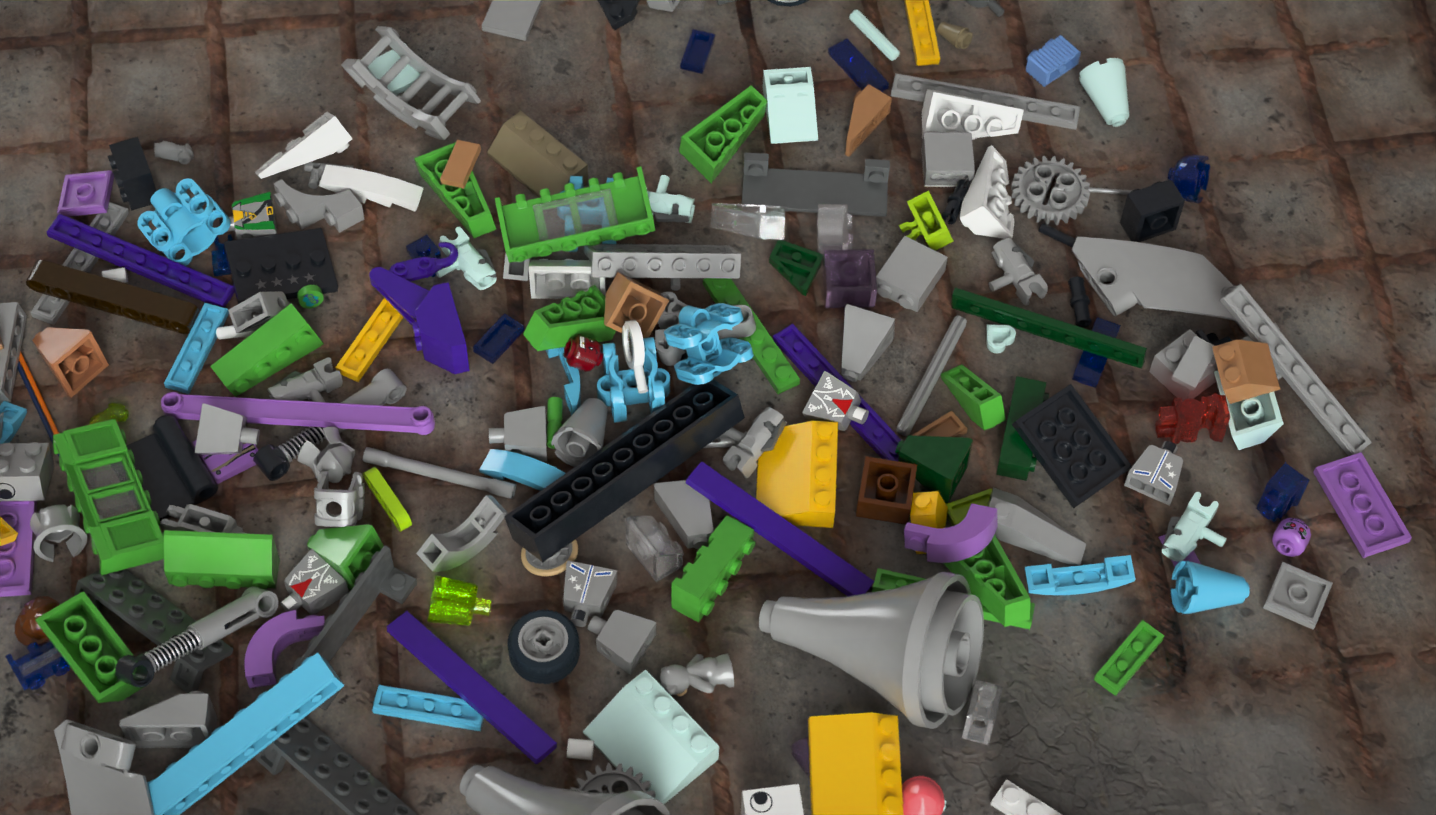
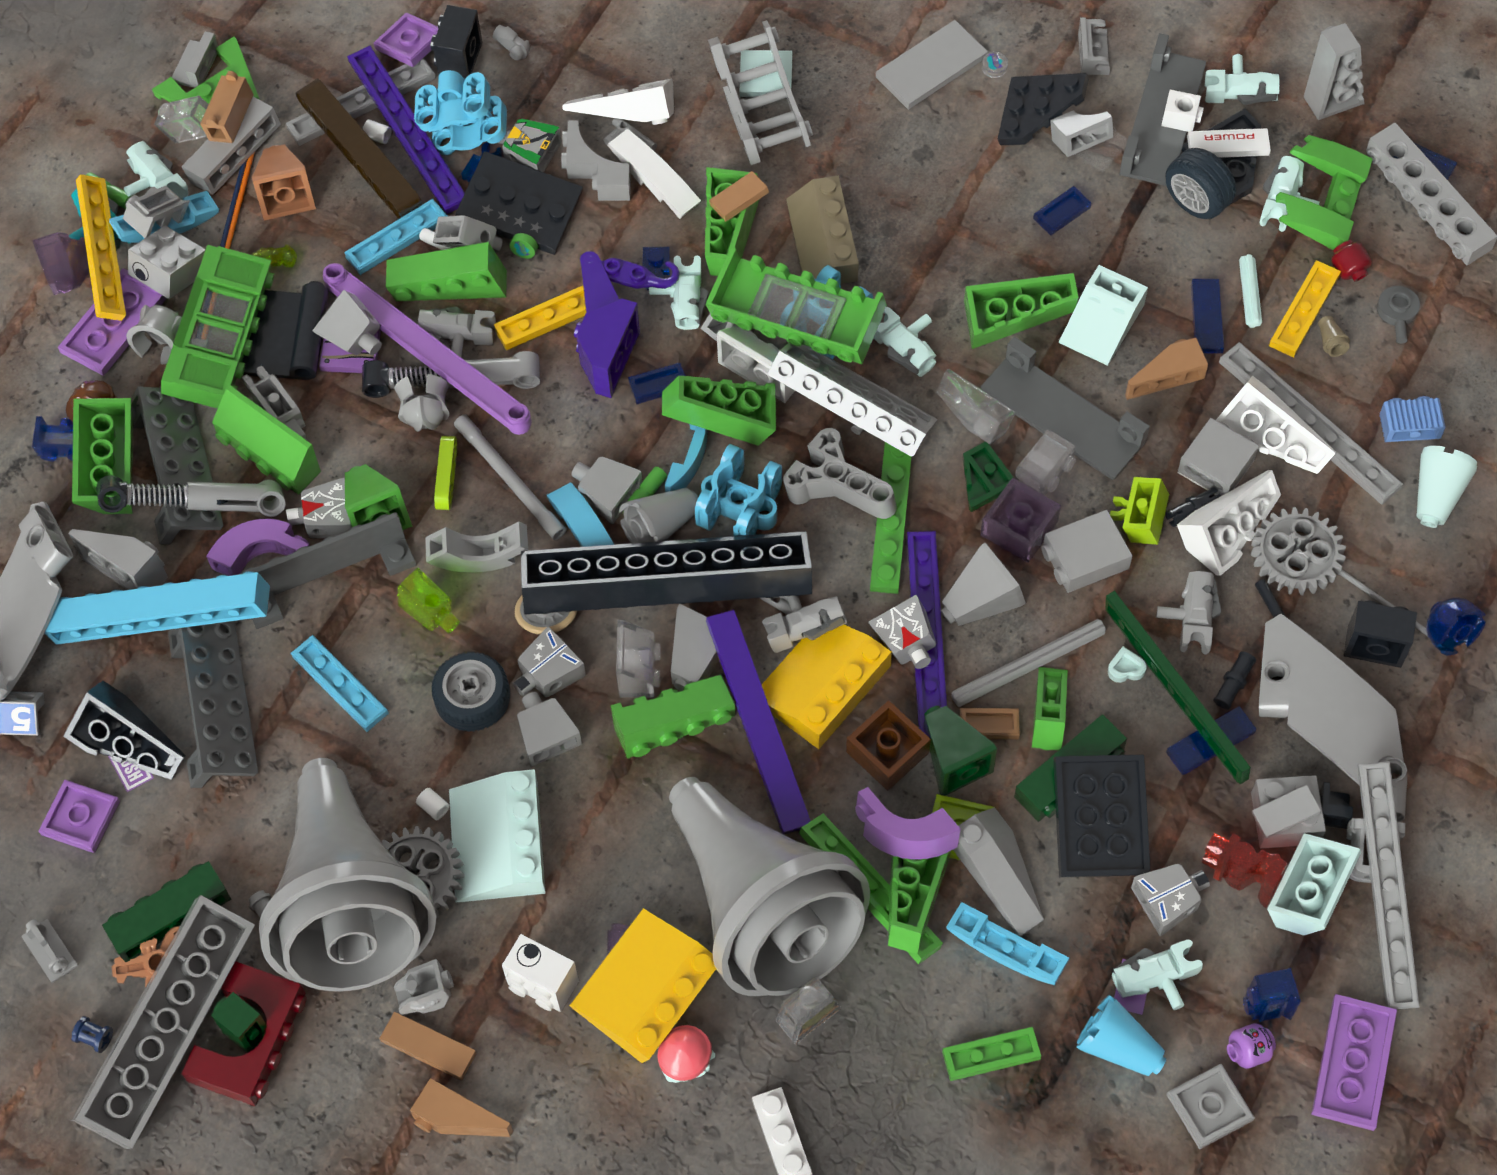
camera: 40 degrees right, 5 degrees up
(351, 501) = (400, 457): light grey piece -> none
(472, 687) = (383, 688): dark purple tile -> none
(583, 353) = (707, 442): dark red head -> none
(632, 301) = (787, 426): medium nougat slope -> none
(634, 352) = (754, 468): white piece -> none
(699, 673) = (581, 806): light grey piece -> none
(700, 338) = (812, 484): medium azure piece -> none
(928, 510) = (908, 793): yellow slope -> none
(1245, 369) = (1327, 850): medium nougat slope -> none

